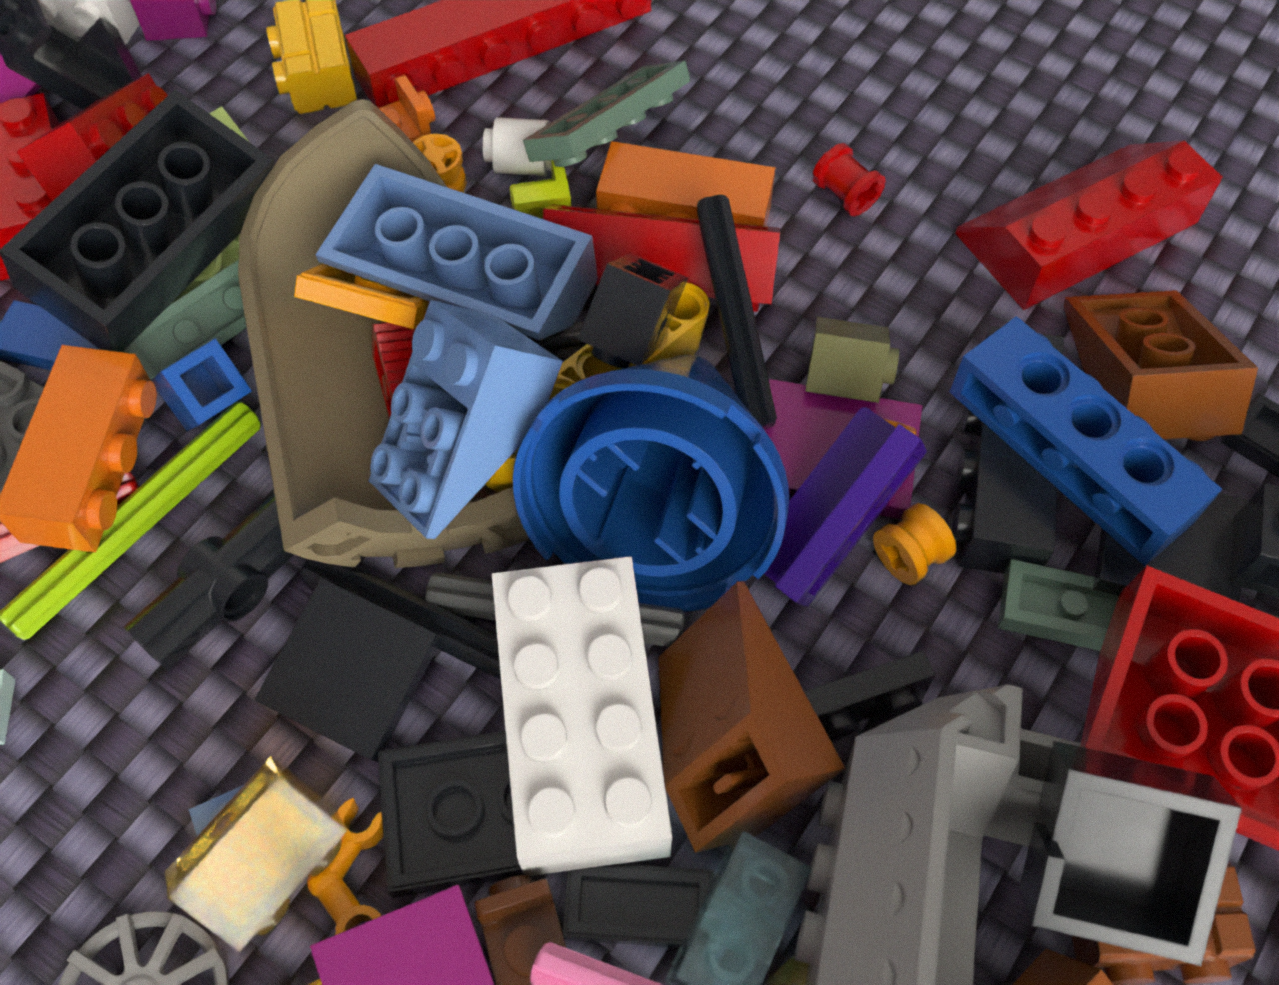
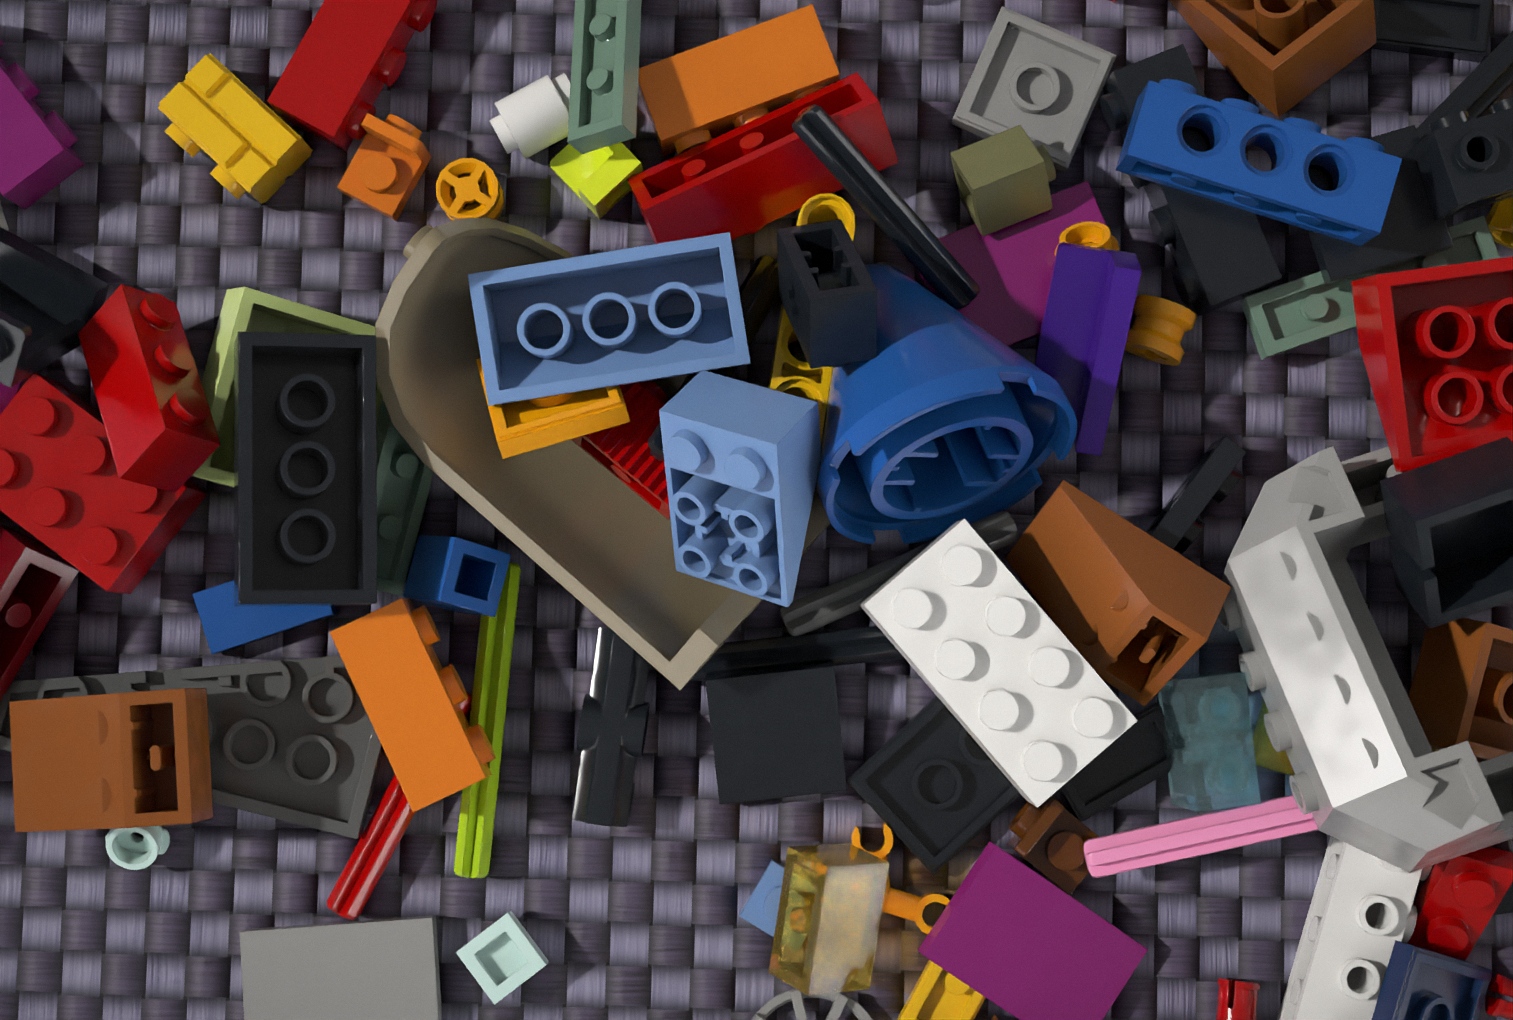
camera: 30 degrees left, 25 degrees up
(925, 320) = (1035, 81): none -> light grey tile

